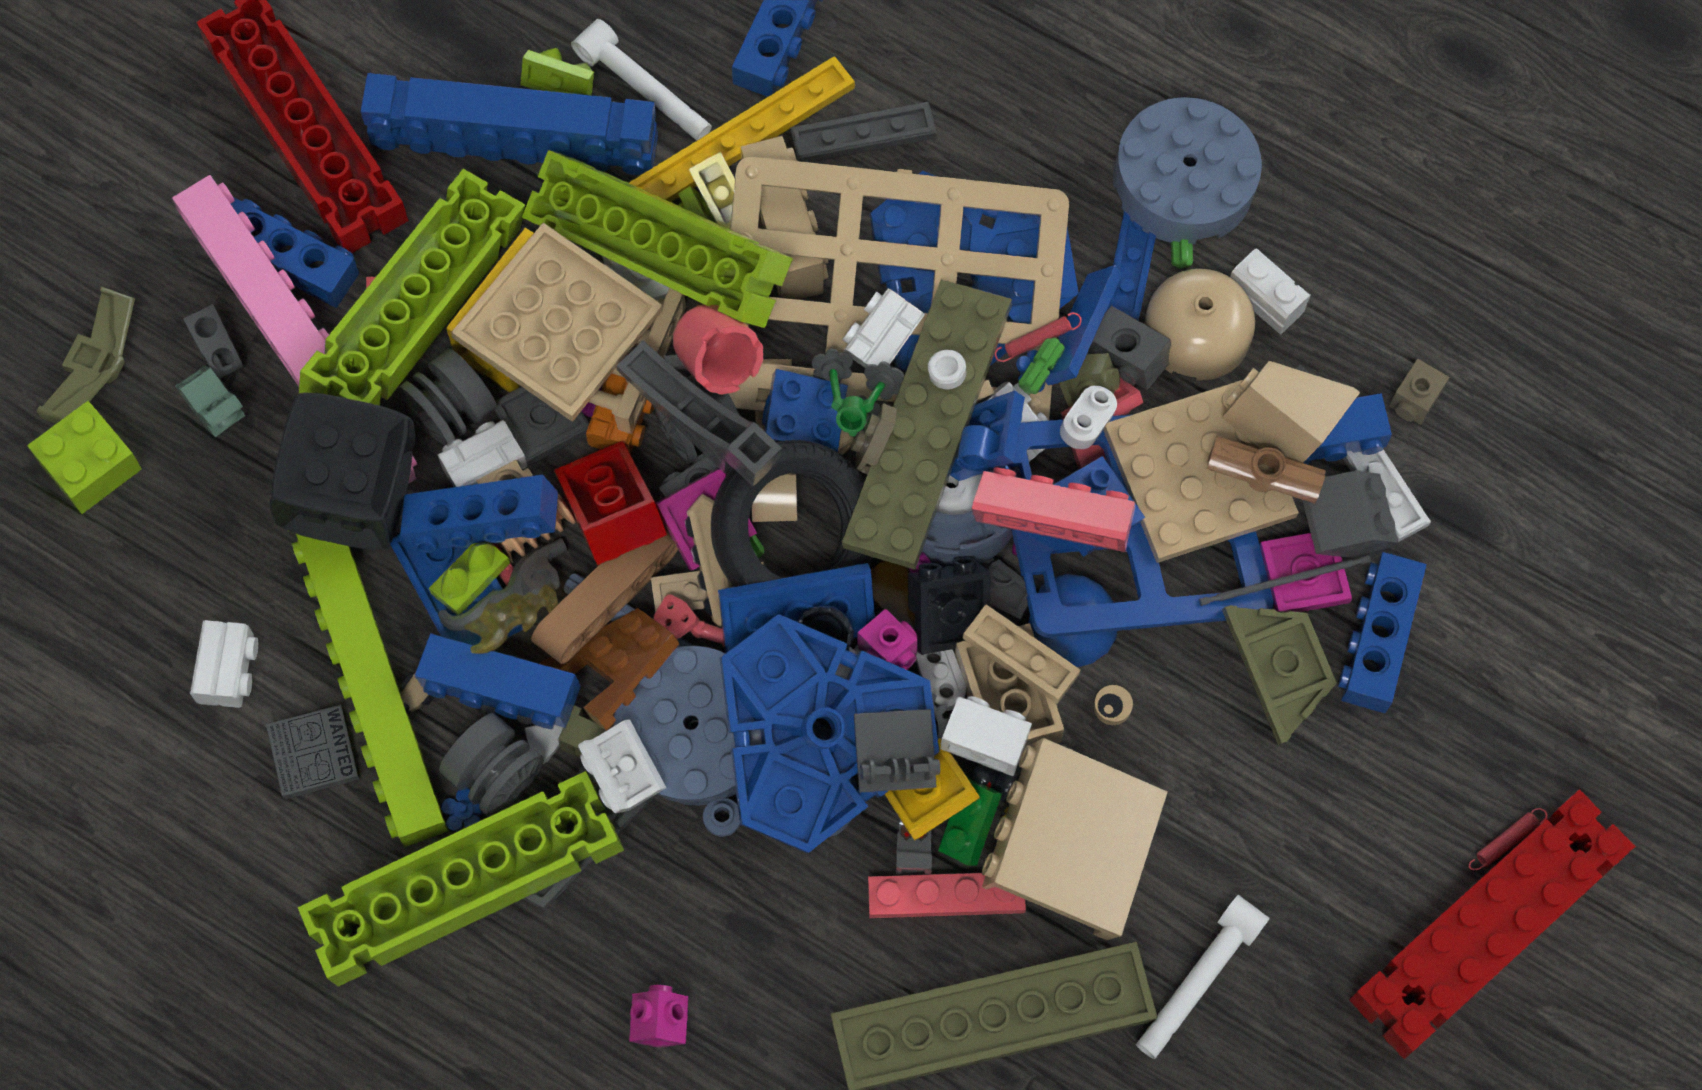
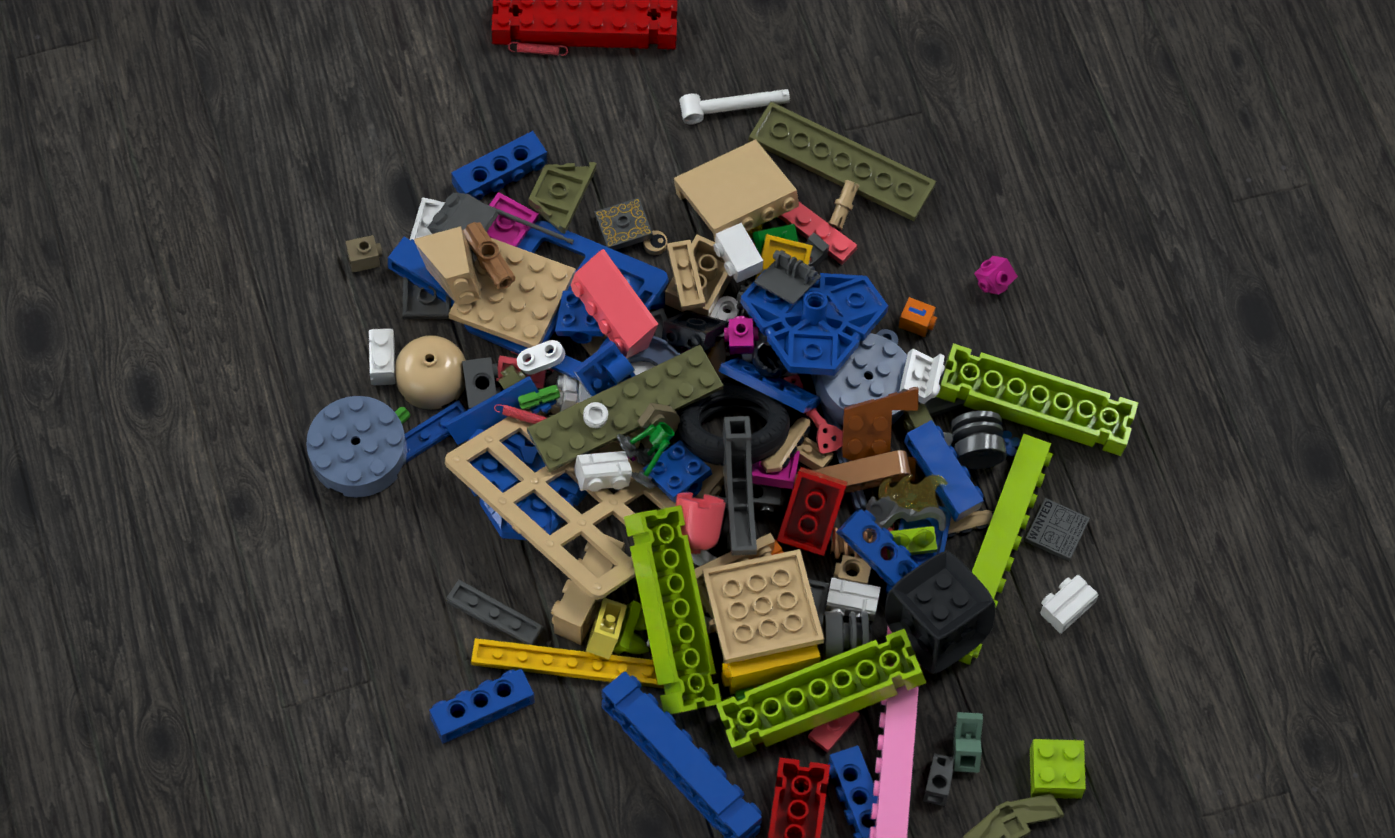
camera: 140 degrees left, 5 degrees down
(550, 73) = (631, 787): lime tile -> none
(599, 43) = (588, 778): white piece -> none
(708, 878) = (918, 317): none -> orange brick
(933, 951) = (843, 204): none -> tan pin
(1169, 690) = (624, 224): none -> dark grey plate

